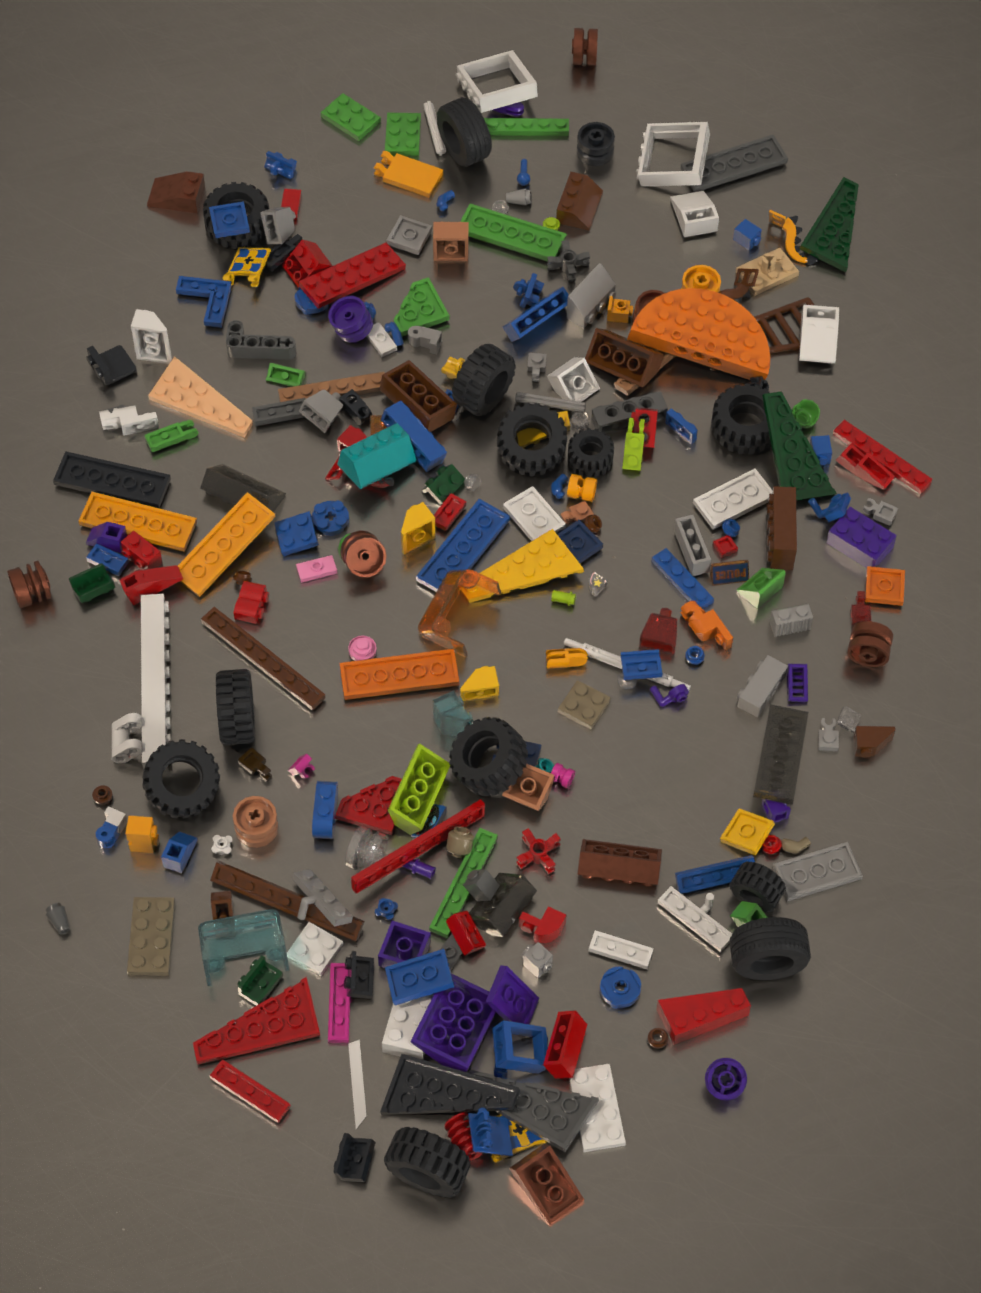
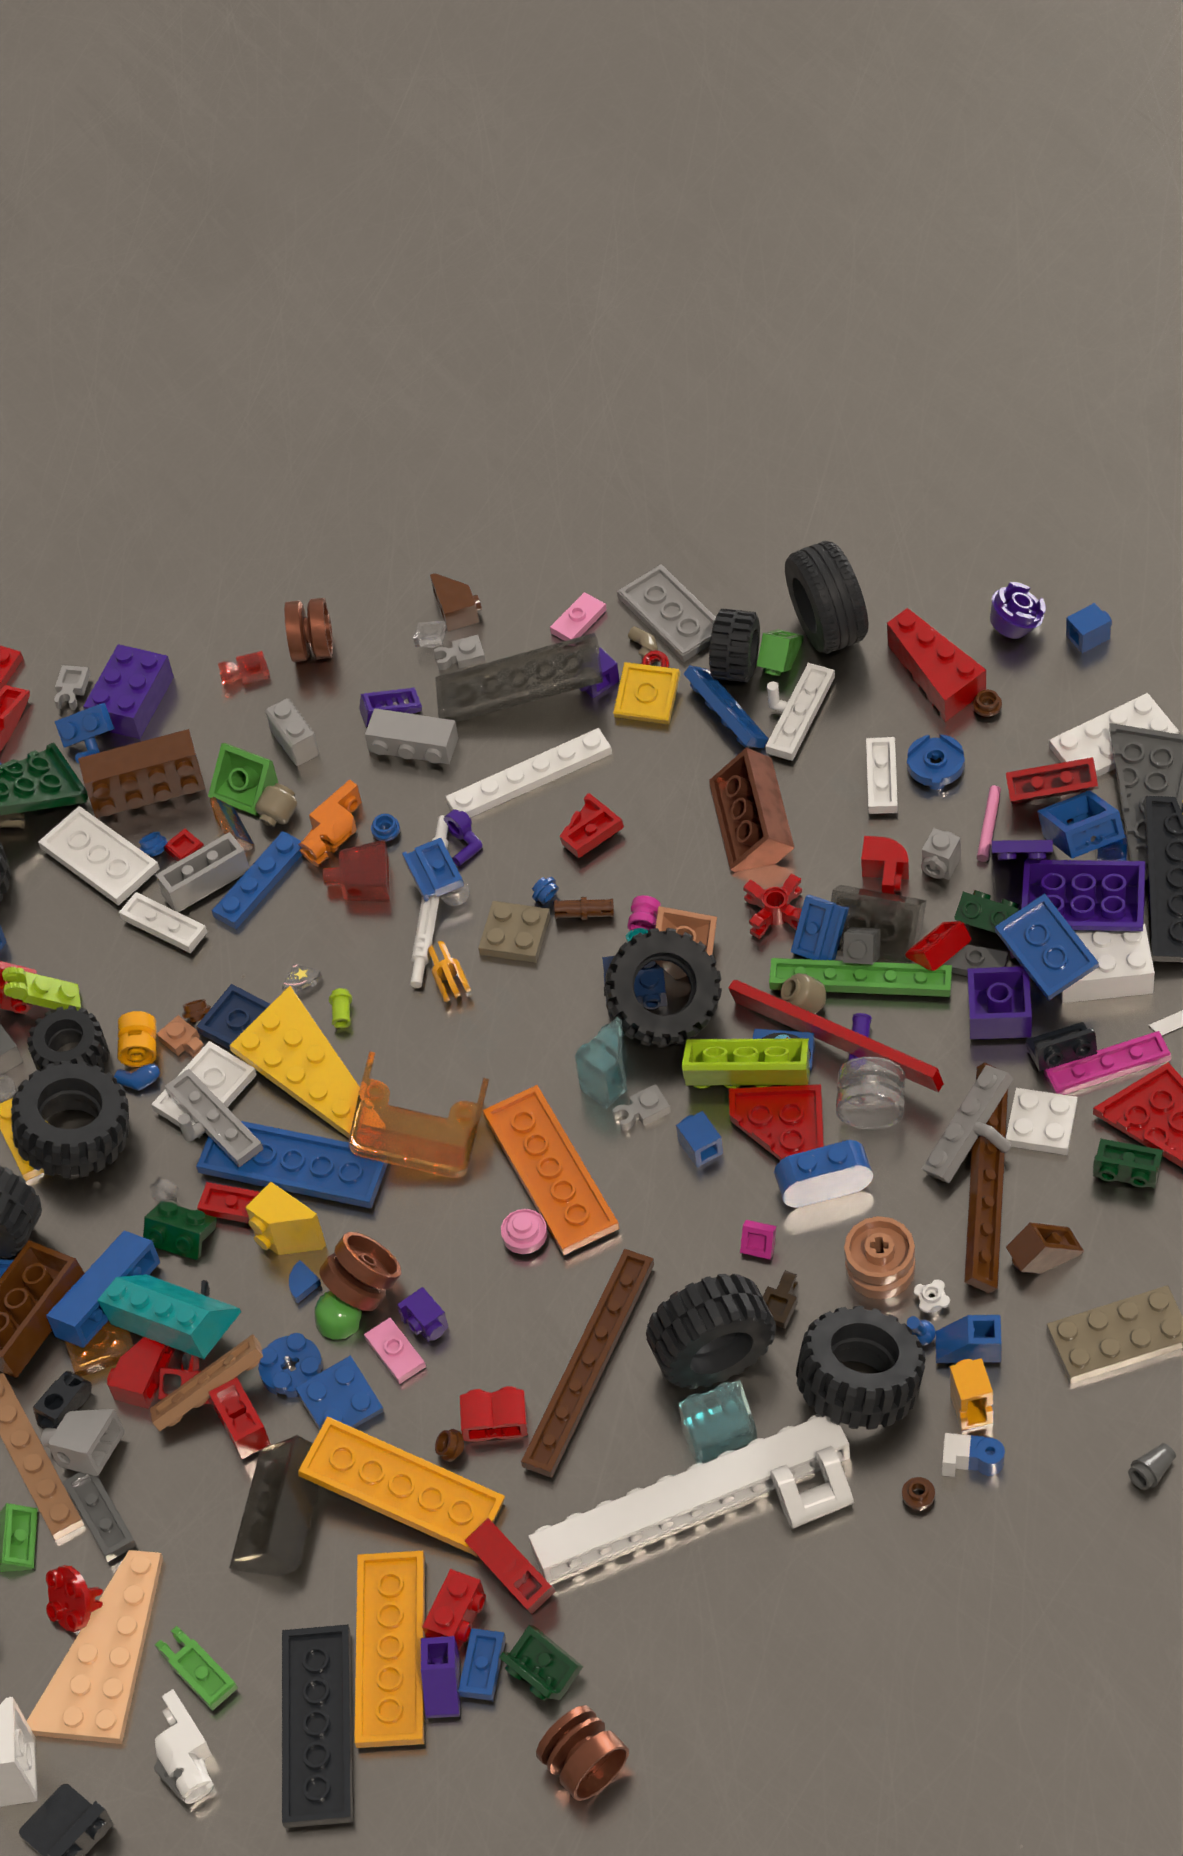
camera: 100 degrees left, 5 degrees down
(188, 704) = (717, 1421): none -> clear light blue slope
(199, 830) = (922, 1329): none -> blue bar
(232, 384) = (70, 1598): none -> red plate
(241, 937) = (1050, 1179): clear light blue windscreen -> none
(302, 481) = (239, 1418): none -> red brick
(328, 585) = (423, 1315): none -> dark purple brick
(329, 469) = (195, 1391): none -> medium nougat plate
(383, 534) = (302, 1281): none -> blue tile
(384, 755) = (699, 1138): none -> blue brick
(386, 903) = (944, 1049): blue plate -> none
(422, 735) = (645, 1105): none -> light grey plate
(479, 968) = (982, 912): none -> dark green bracket
(480, 684) = (529, 1058): yellow slope -> none
(503, 509) = (211, 1117): none -> light grey plate
(505, 864) = (819, 929): none -> blue plate
(554, 1001) = (988, 823): none -> bright pink bar
(583, 745) = (584, 908): none -> reddish brown pin
(606, 727) = (544, 890): none -> blue plate
(648, 767) = (590, 827): none -> red wing
(666, 521) = (163, 922): none -> white plate
(698, 1126) = (1088, 627): none -> blue brick
(707, 747) = (530, 774): none -> white plate
(734, 598) = (276, 805): none -> dark tan head
(833, 812) = (578, 617): none -> bright pink plate
(884, 586) = (197, 650): orange plate -> none

